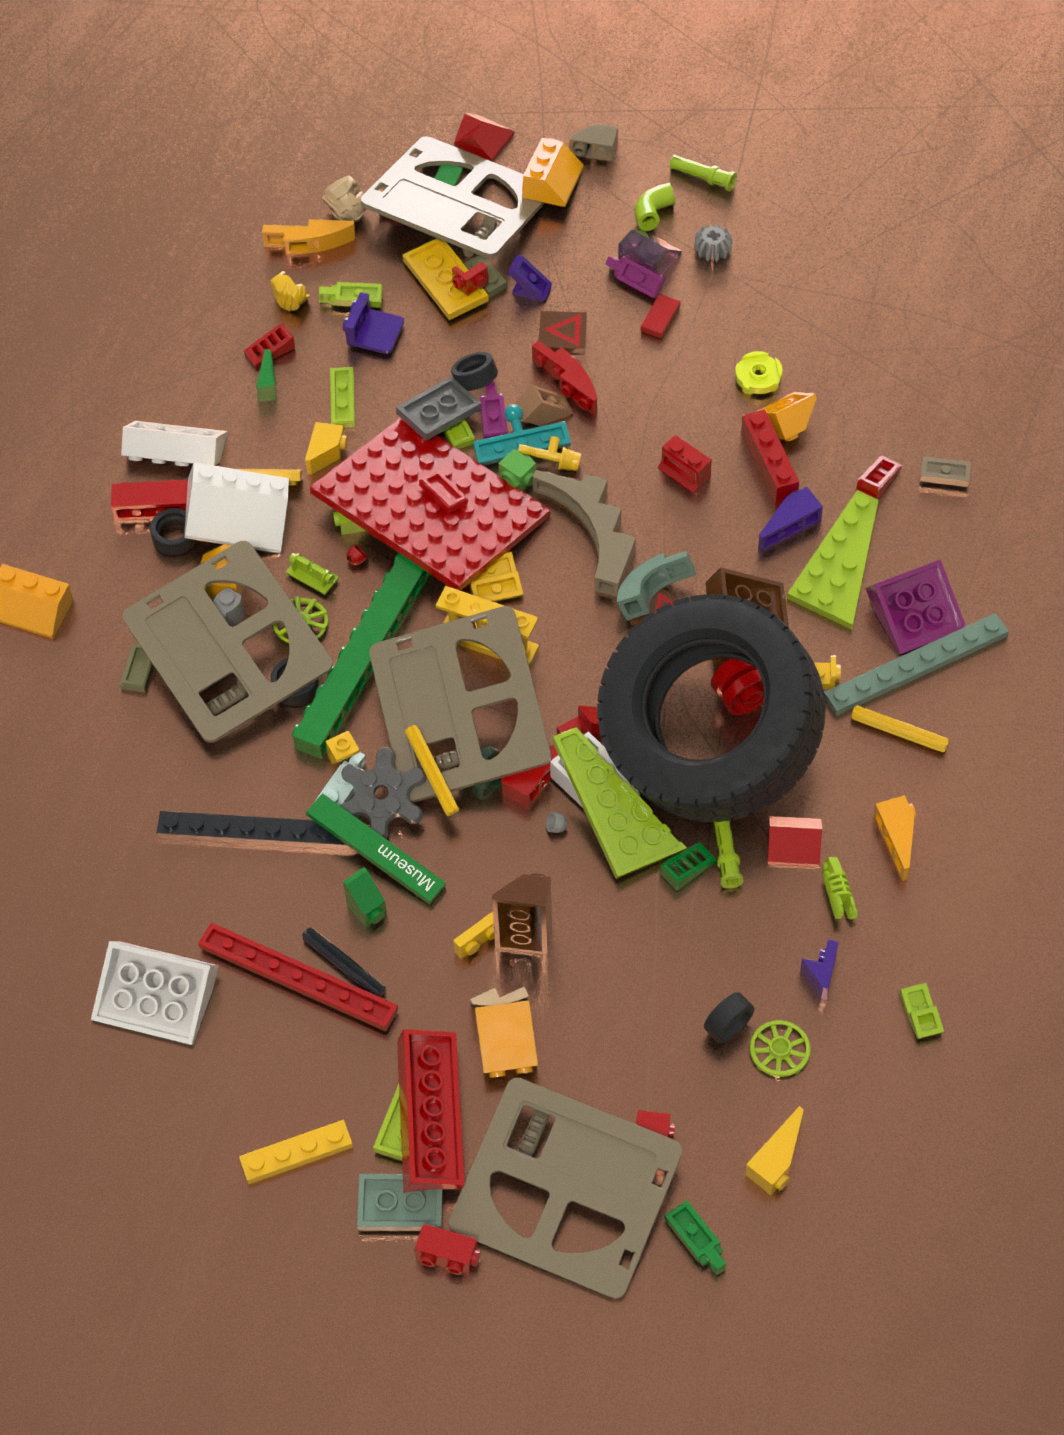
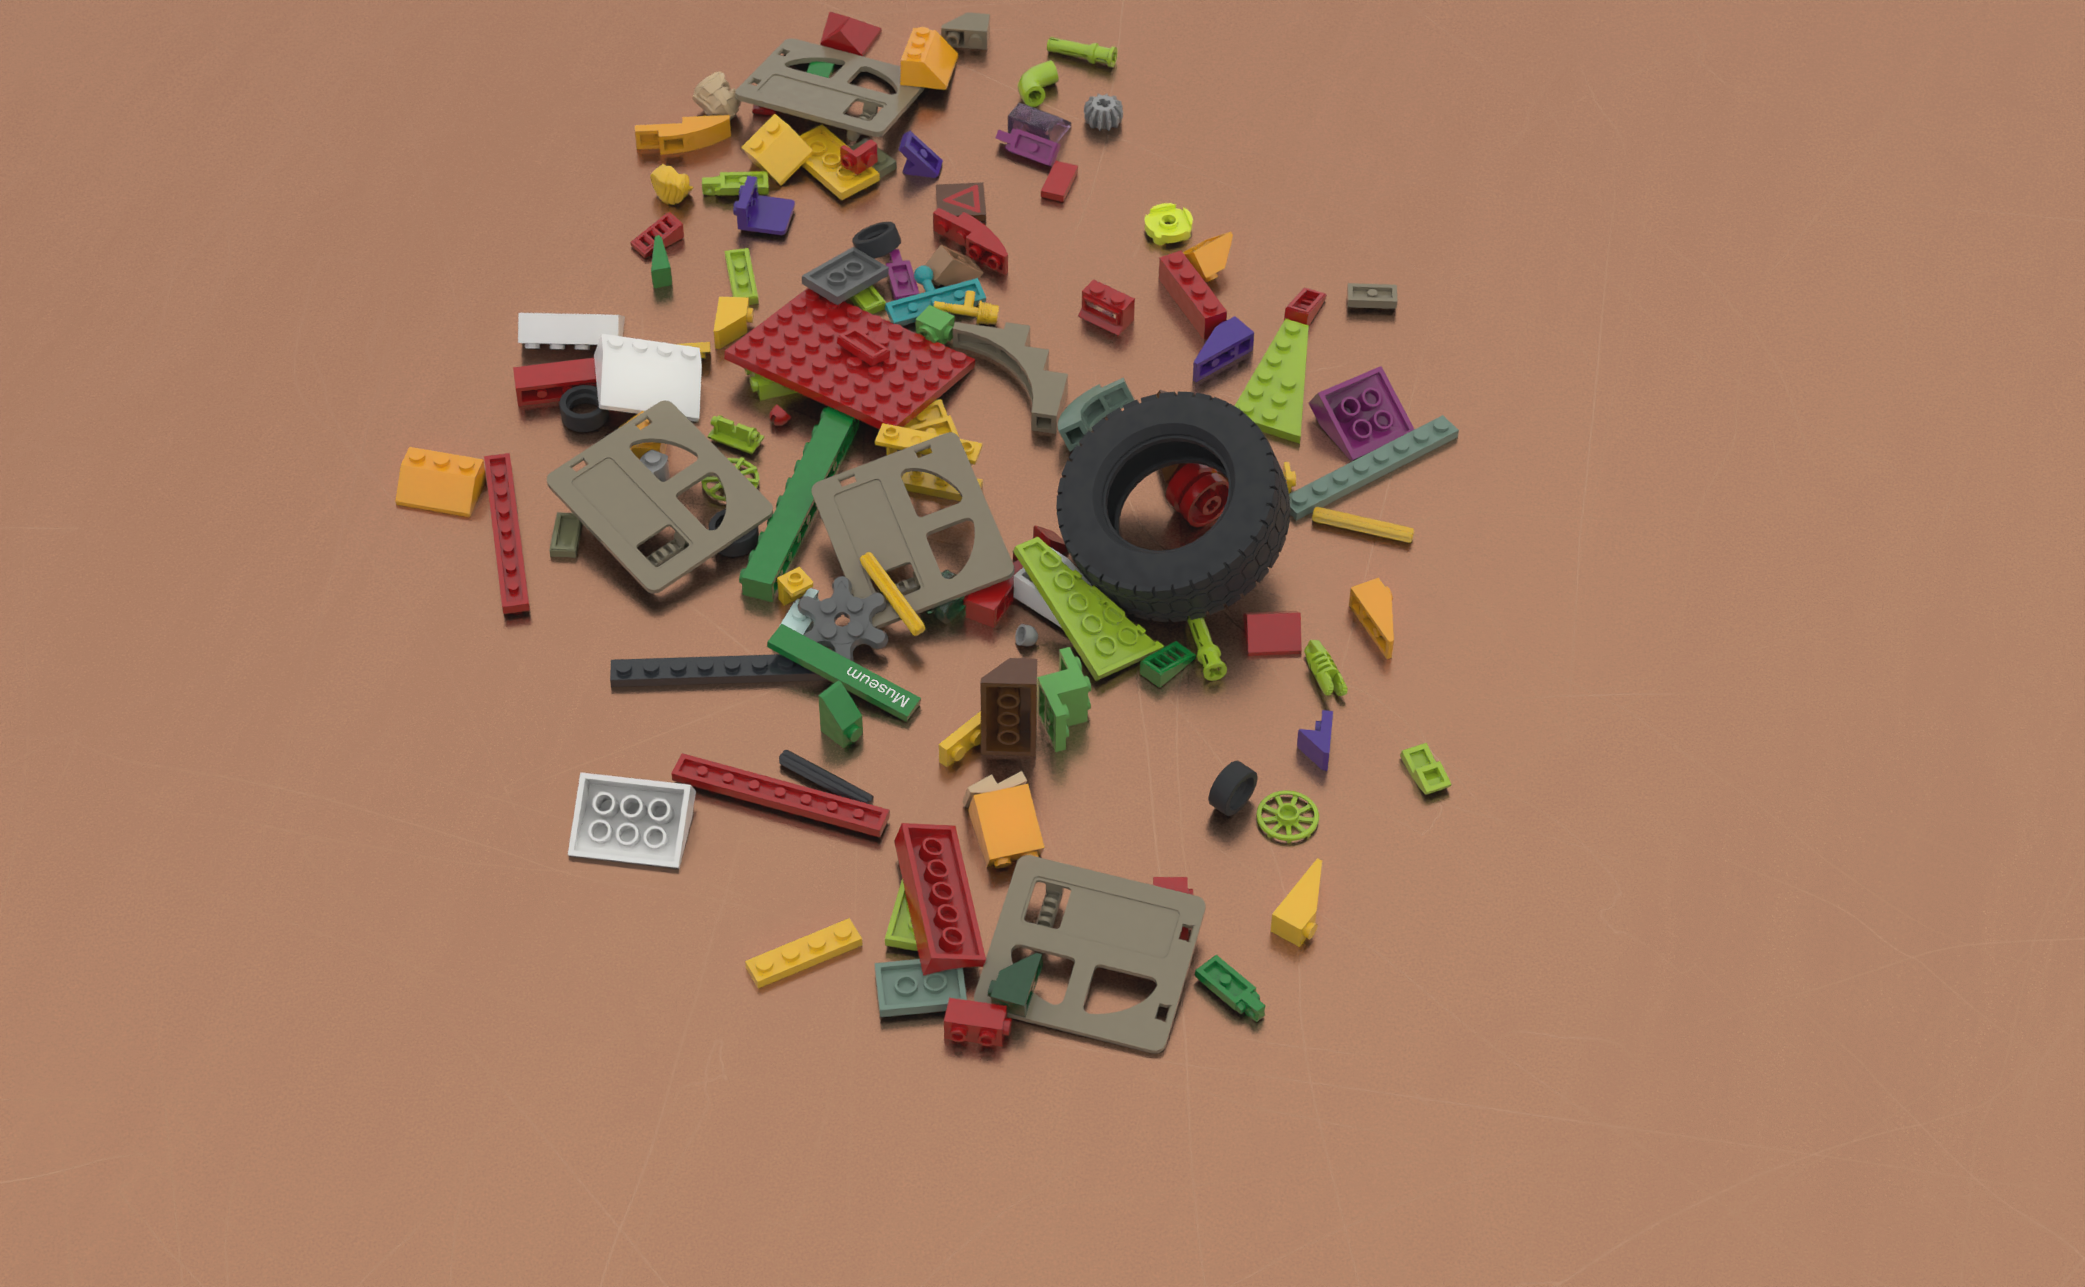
camera: 10 degrees left, 10 degrees down
(82, 662) = (506, 534): none -> red plate
(394, 263) = (777, 150): none -> yellow slope
(489, 1217) = (1016, 985): none -> dark green slope
(580, 901) = (1063, 698): none -> bright green bracket

